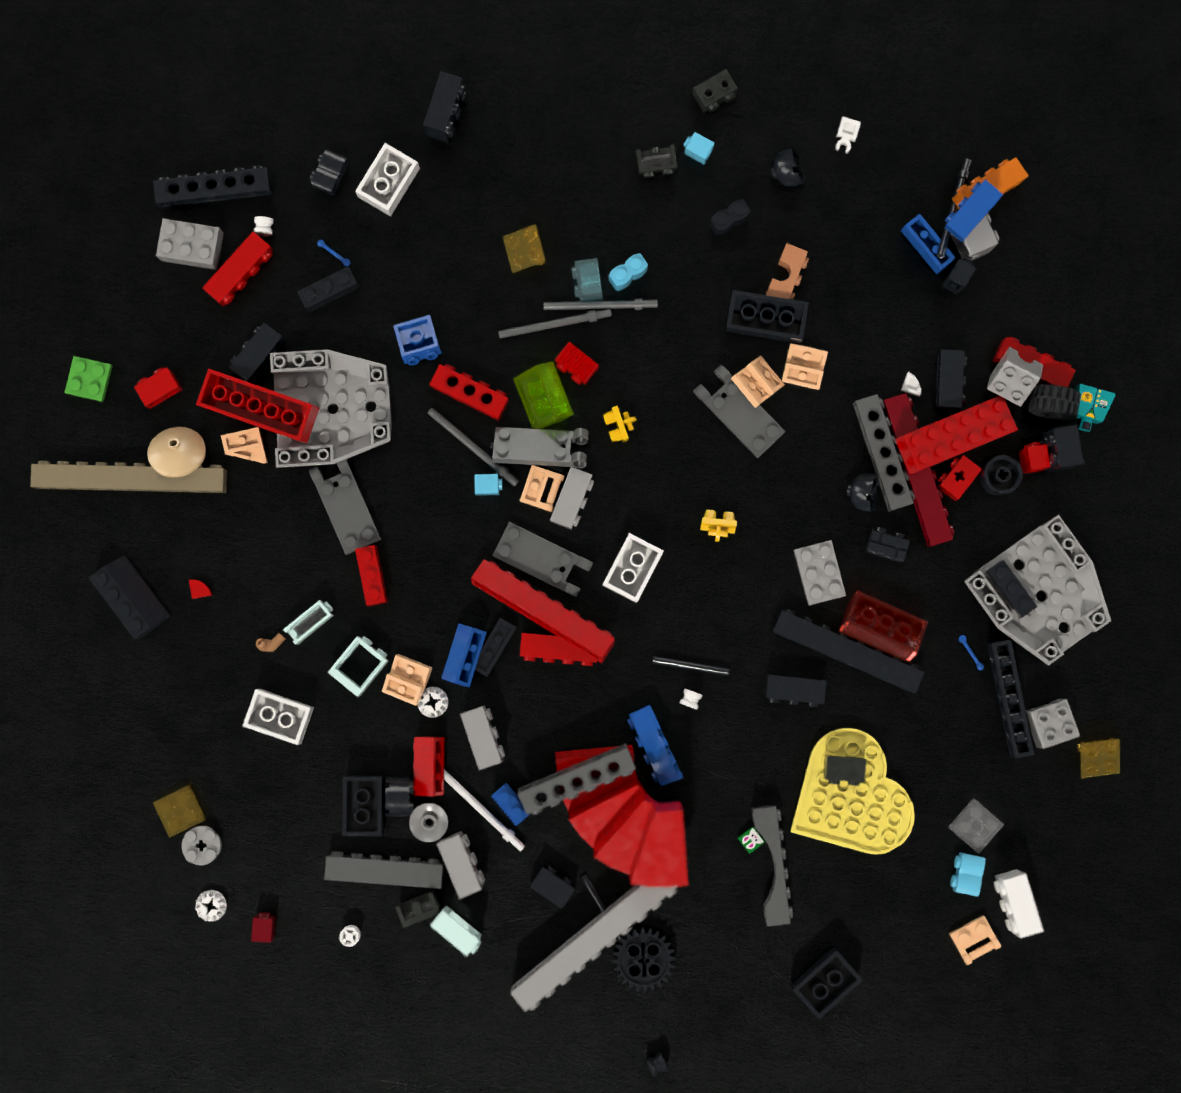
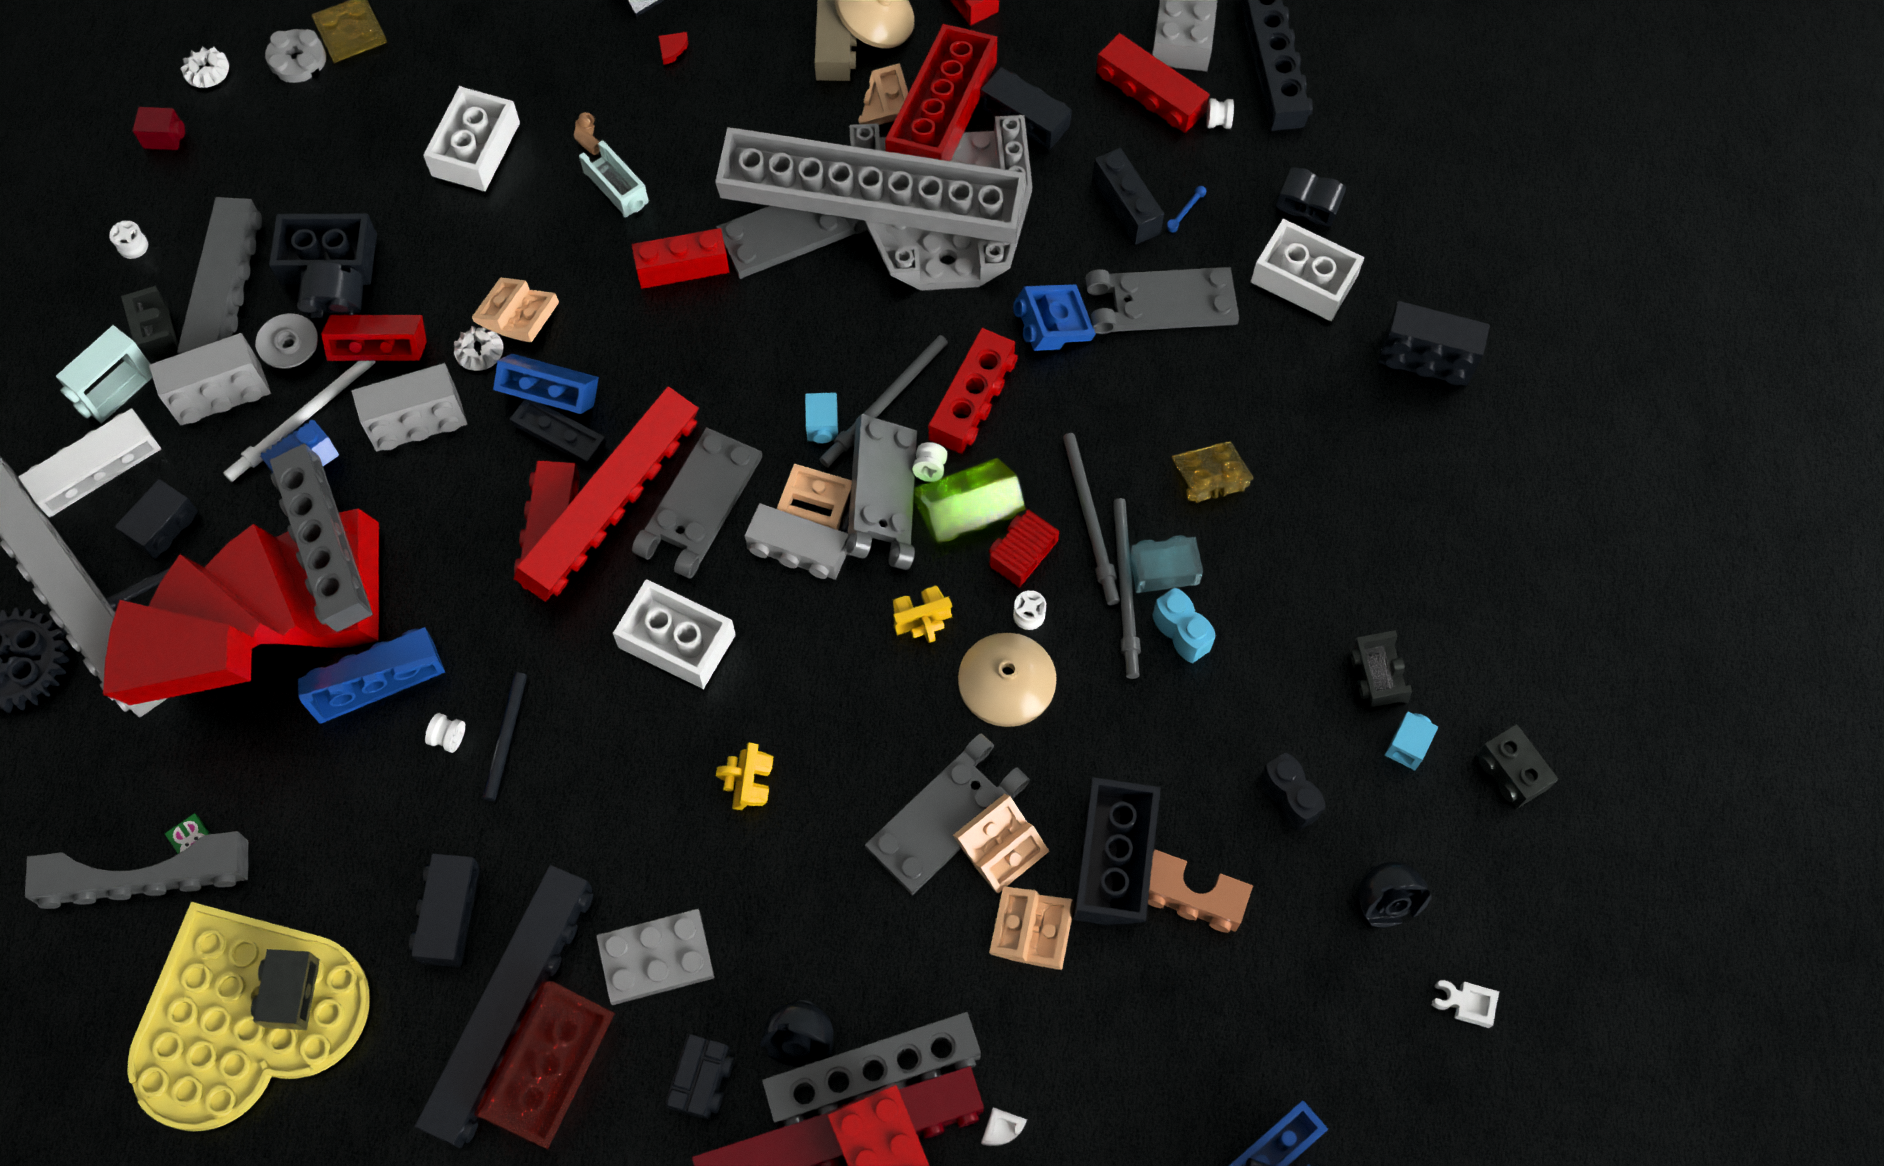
camera: 85 degrees right, 20 degrees down
(334, 450) = (871, 185): none -> light grey brick
(344, 679) = (523, 225): light aqua window -> none
(402, 268) = (1164, 299): none -> dark grey hinge
(513, 934) = (89, 462): none -> white brick
(519, 418) = (929, 461): none -> wheel
(614, 358) = (1032, 603): none -> white wheel
(653, 389) = (1003, 697): none -> tan dish

